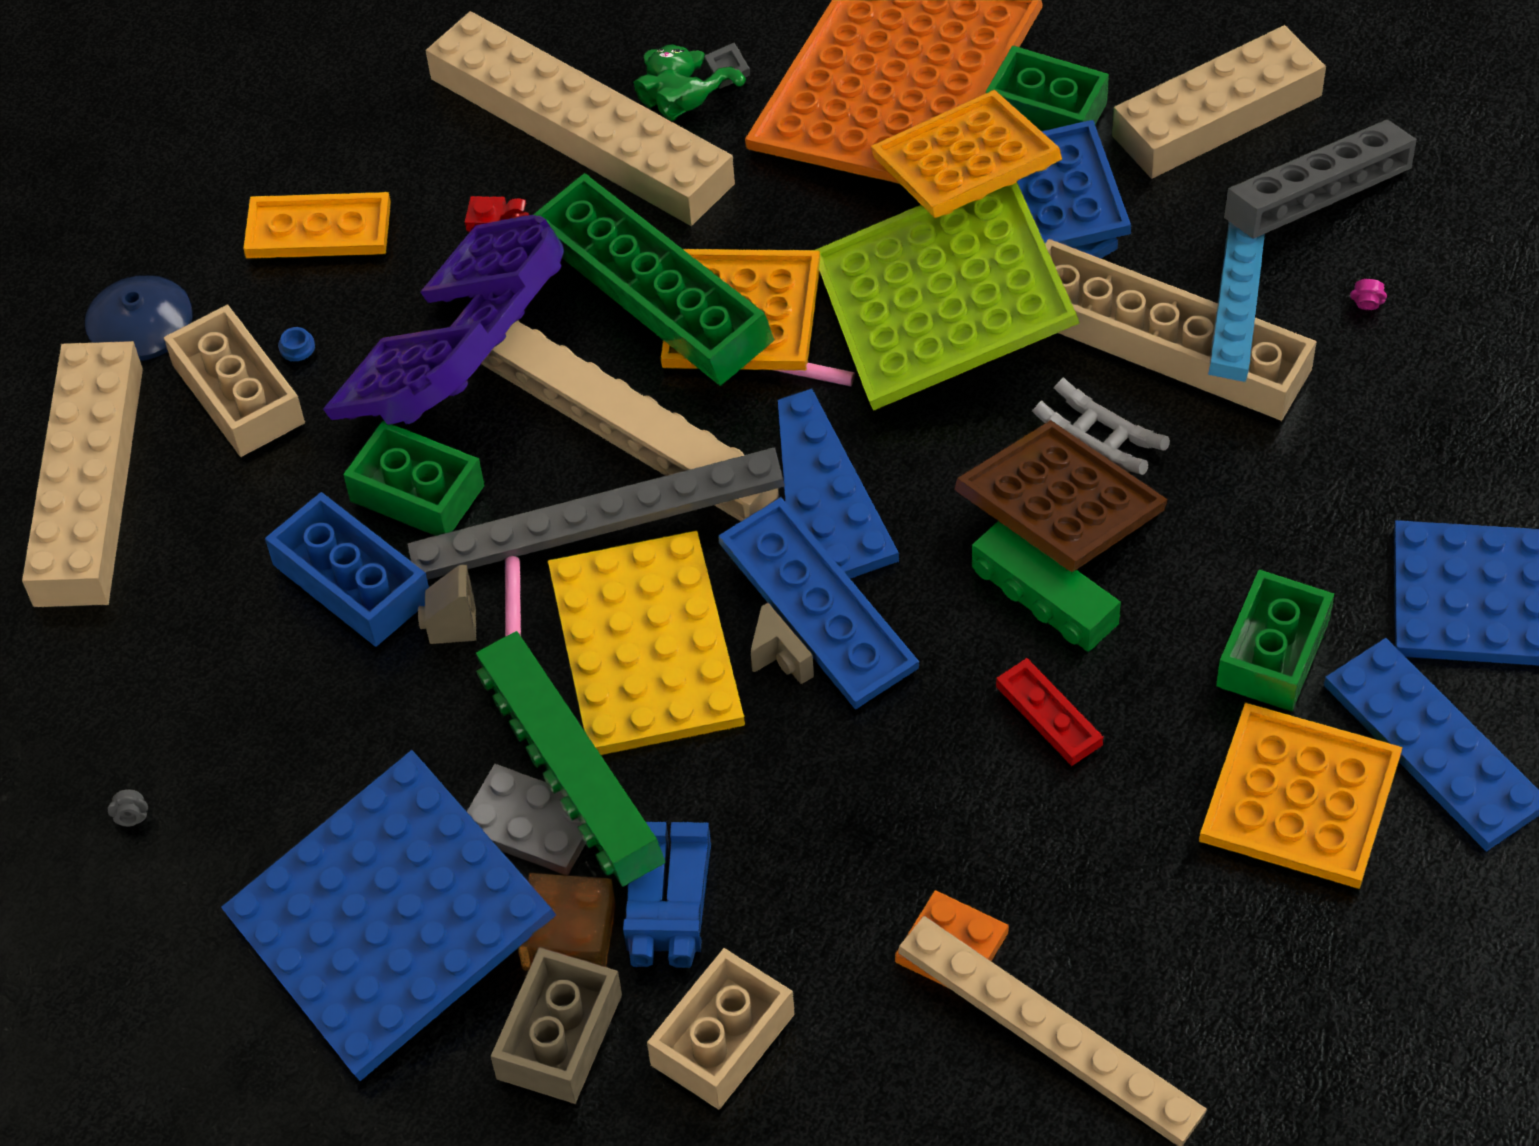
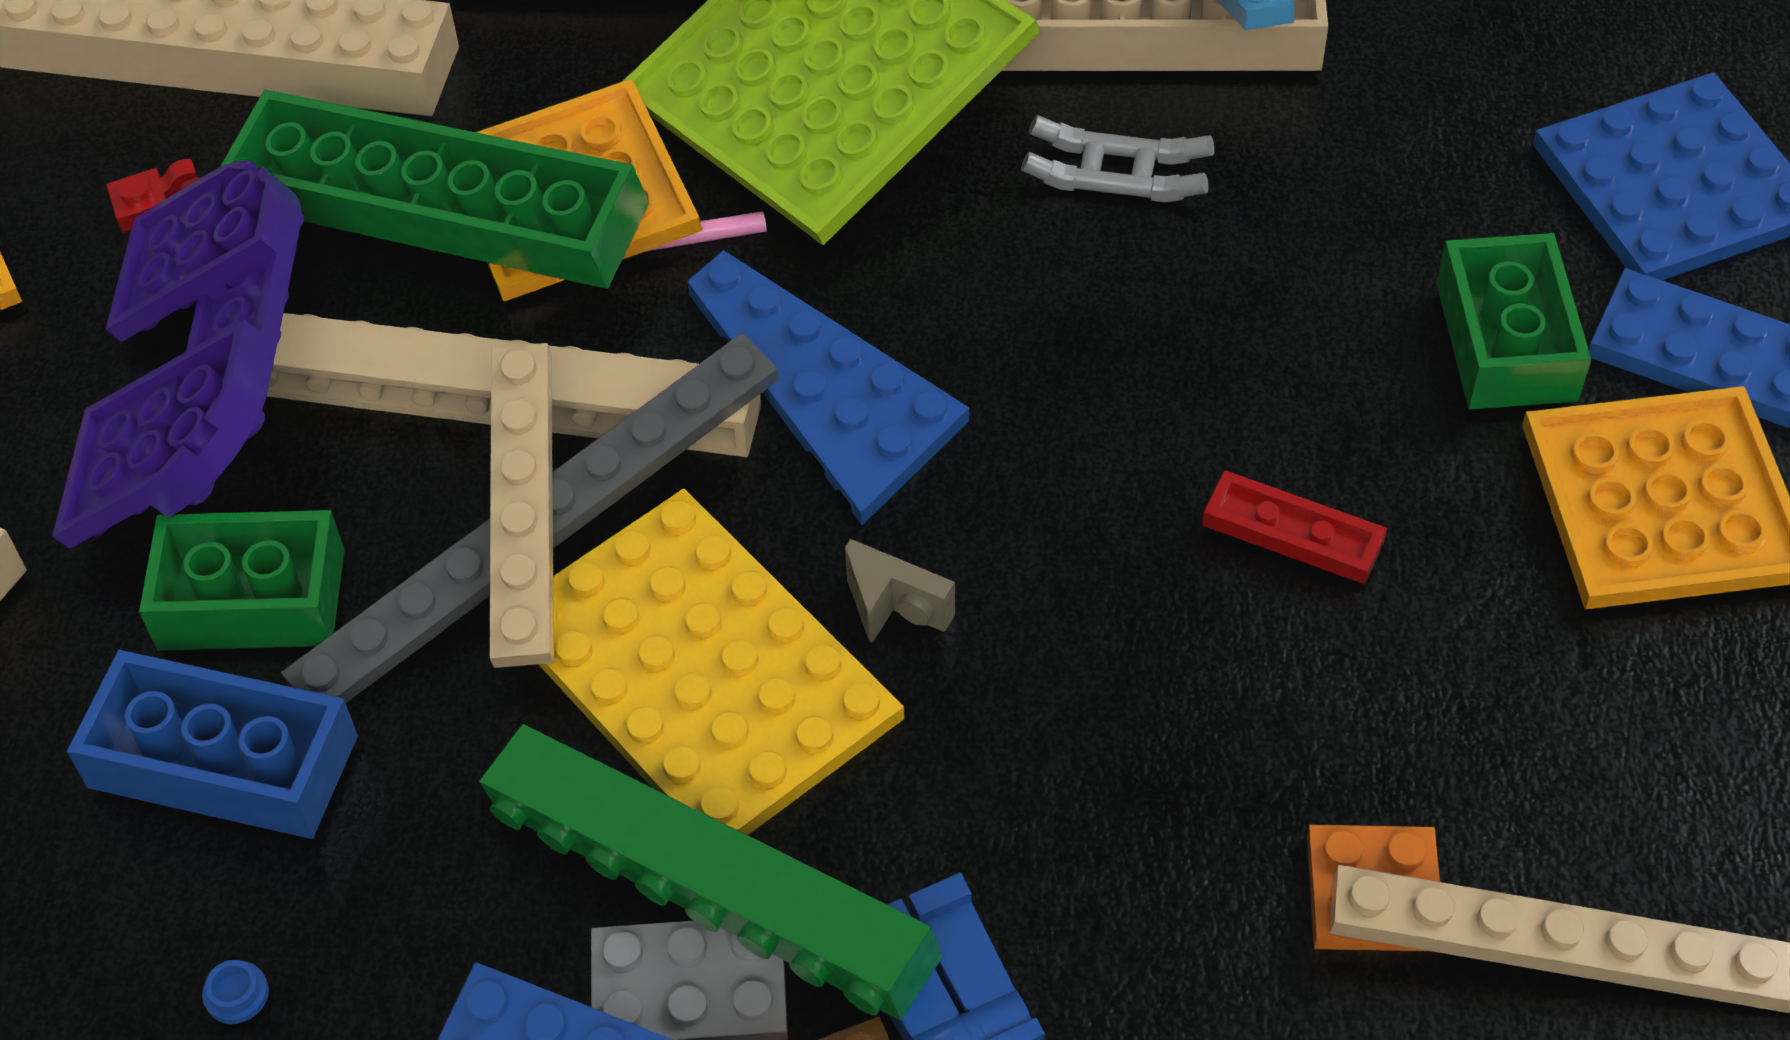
camera: 30 degrees left, 0 degrees up
(290, 712) = (235, 991): none -> blue plate
(449, 609) = (400, 735): dark tan slope -> none
(512, 595) = (476, 685): bright pink bar -> none
(587, 500) = (521, 506): none -> tan plate
(818, 602) = (912, 509): blue plate -> none
(1052, 593) = (1182, 370): green brick -> none
(1060, 495) = (1134, 254): reddish brown plate -> none

